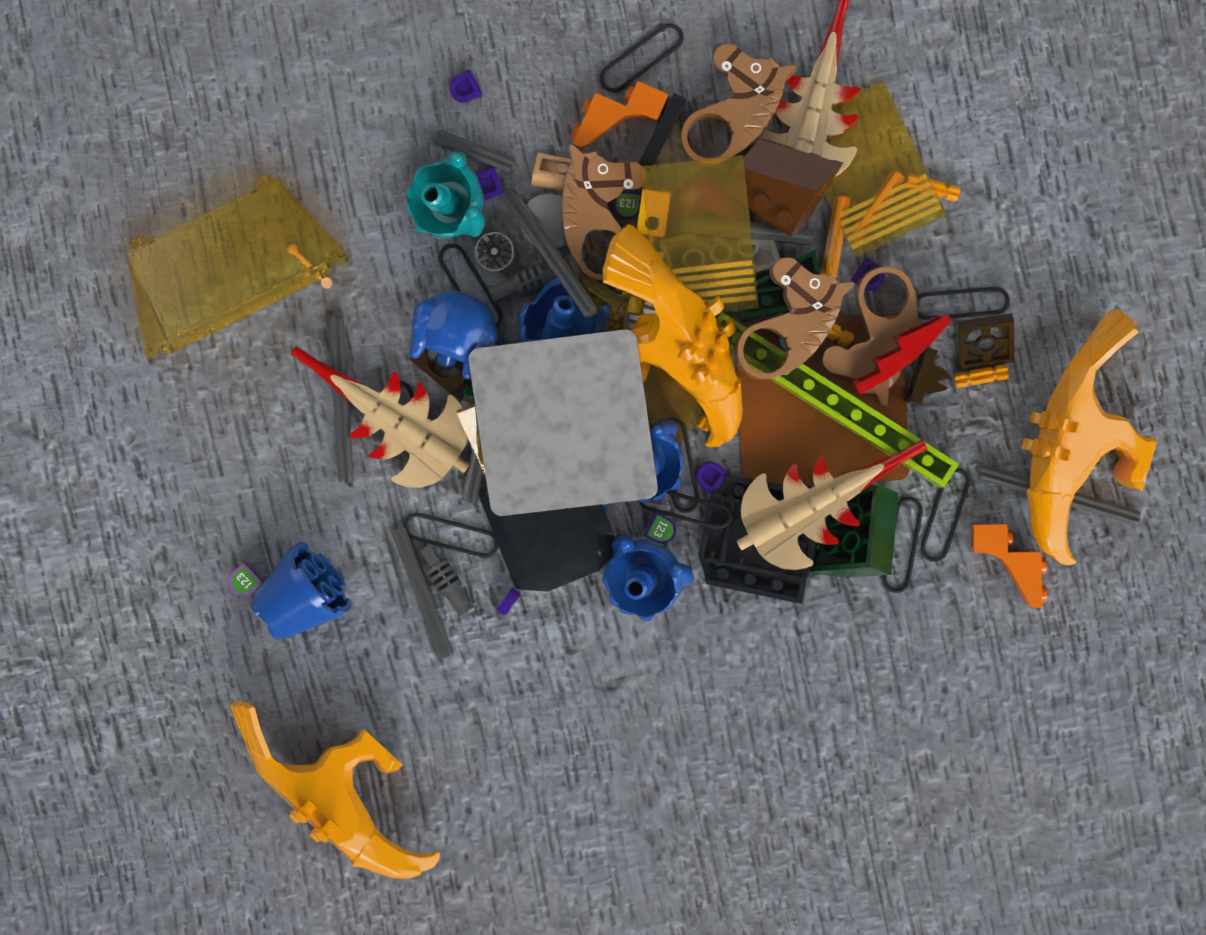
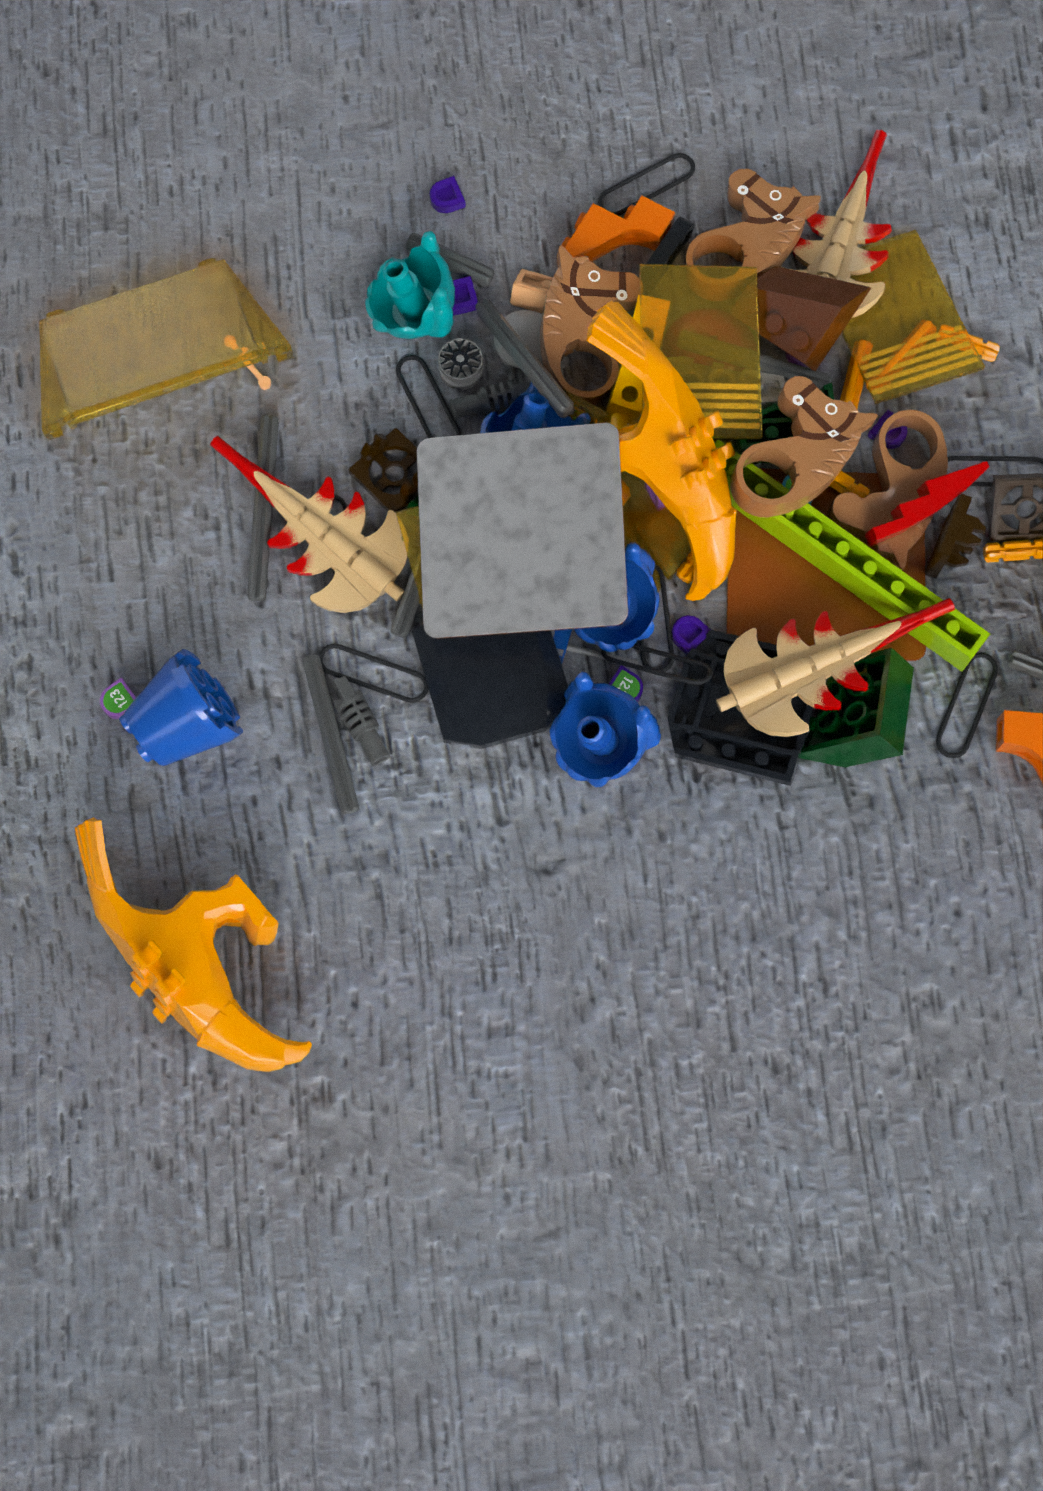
camera: 10 degrees right, 15 degrees down
(452, 327) = (400, 420): blue piece -> none
(508, 601) = (432, 753): dark purple tile -> none
(913, 547) = (927, 740): black piece -> none

